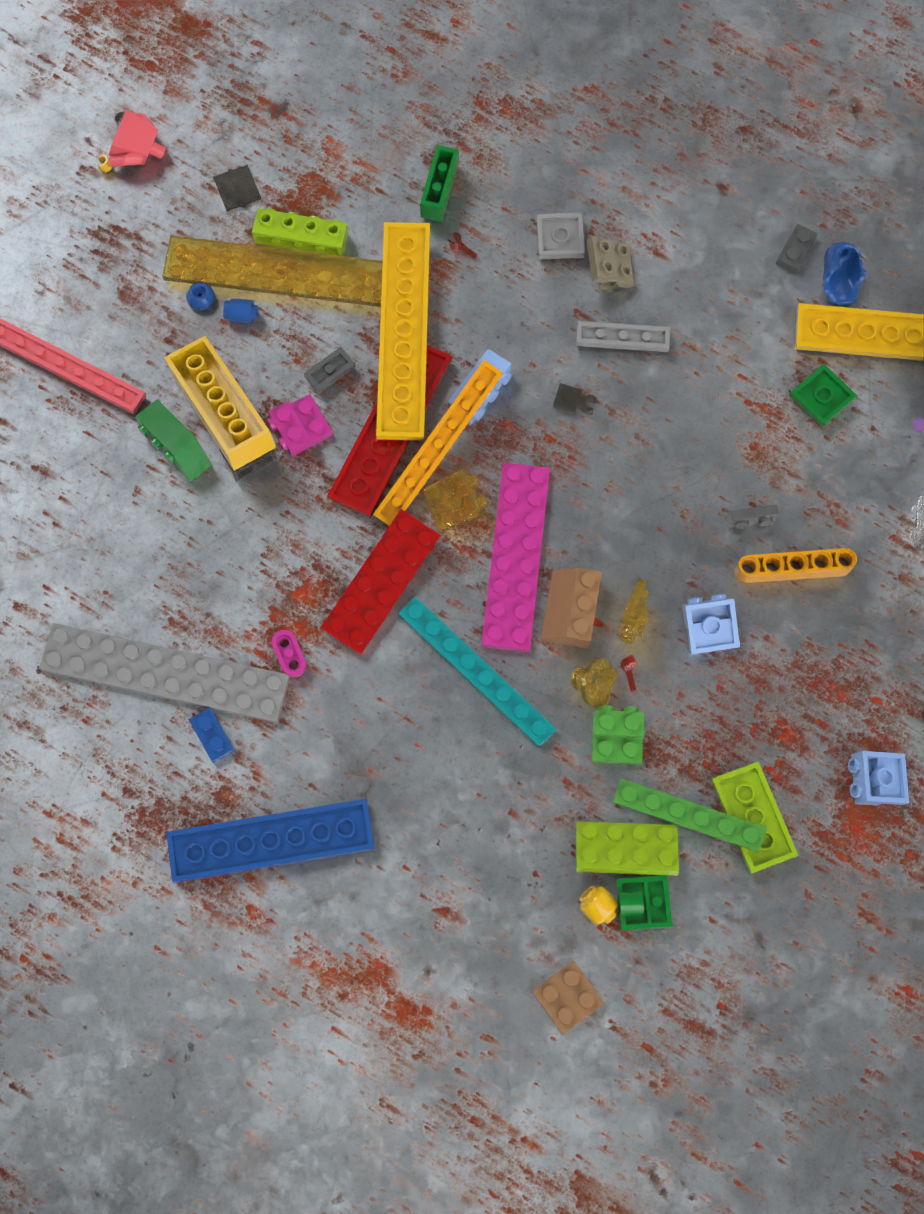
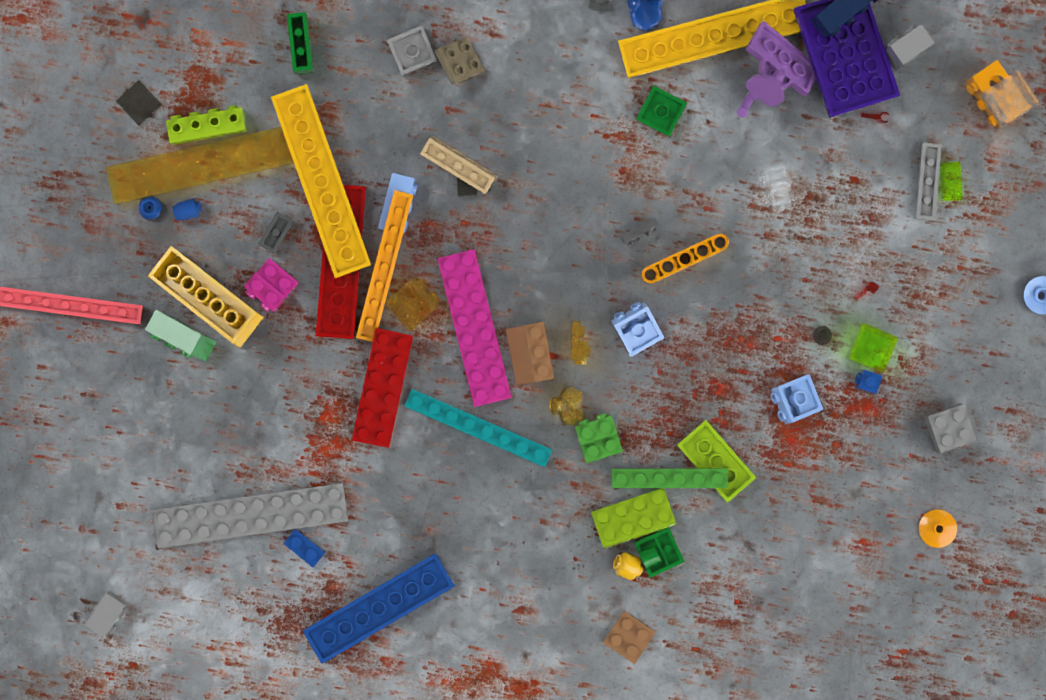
camera: 20 degrees left, 15 degrees up
(132, 142) = (40, 96): coral torso -> none
(290, 654) = (336, 467): dark pink plate -> none
(458, 245) = (338, 88): clear red hand -> none
(567, 368) = (458, 164): none -> tan fence
(623, 336) = (491, 119): light grey plate -> none
(627, 665) = (587, 380): clear red hand -> none

